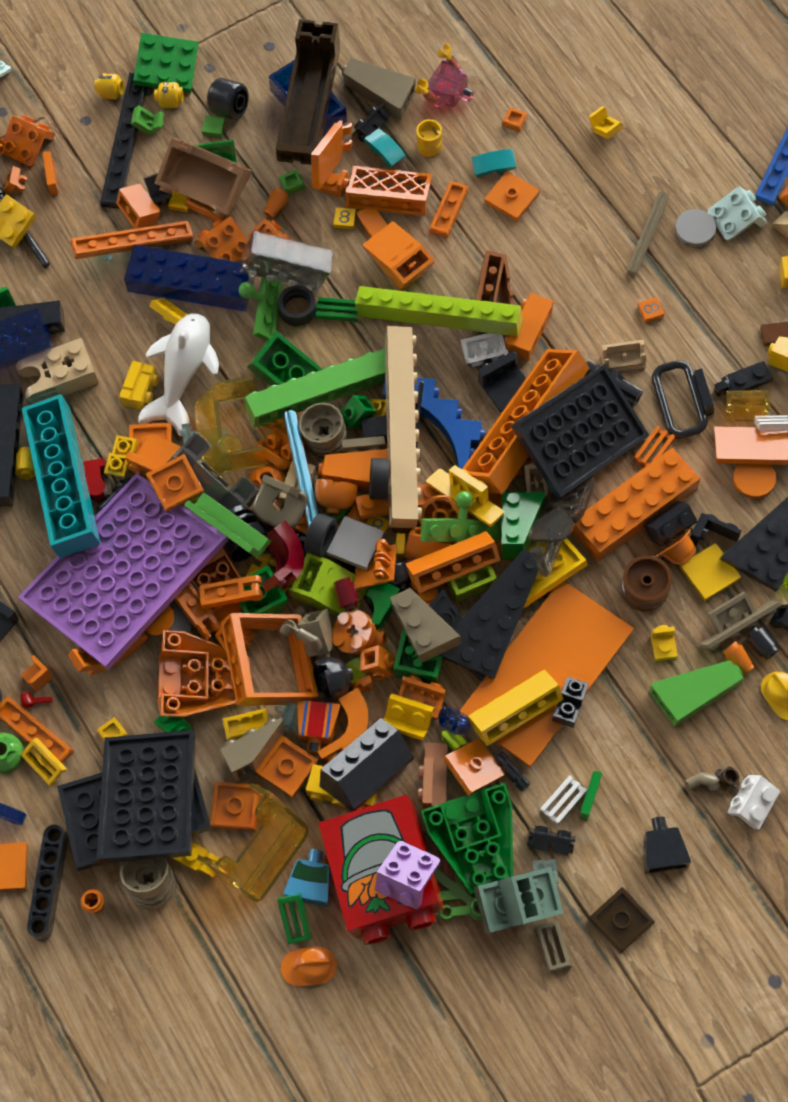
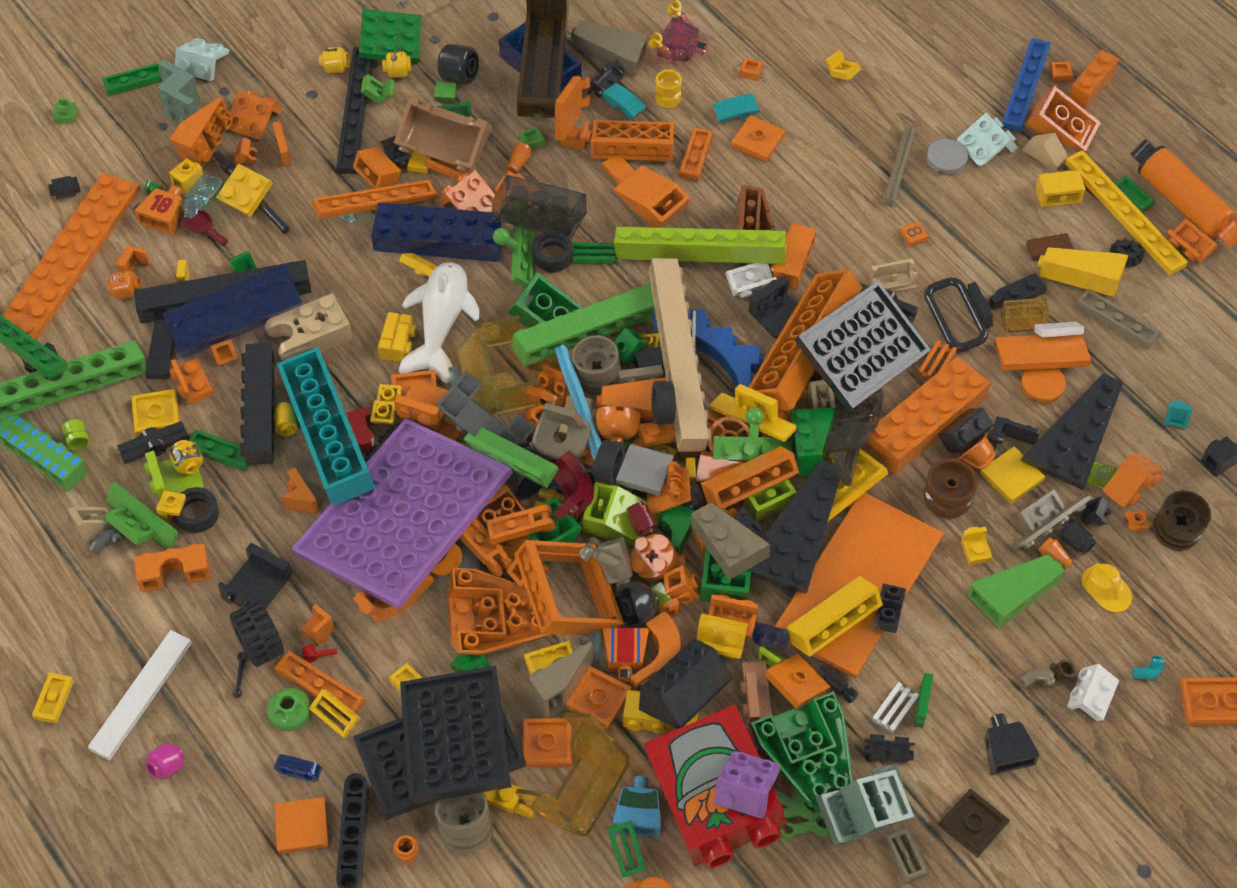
camera: 10 degrees left, 10 degrees down
(32, 544) = (300, 496): none -> orange slope
(175, 483) = (449, 421): orange plate -> none
(344, 218) = (590, 168): yellow tile -> none

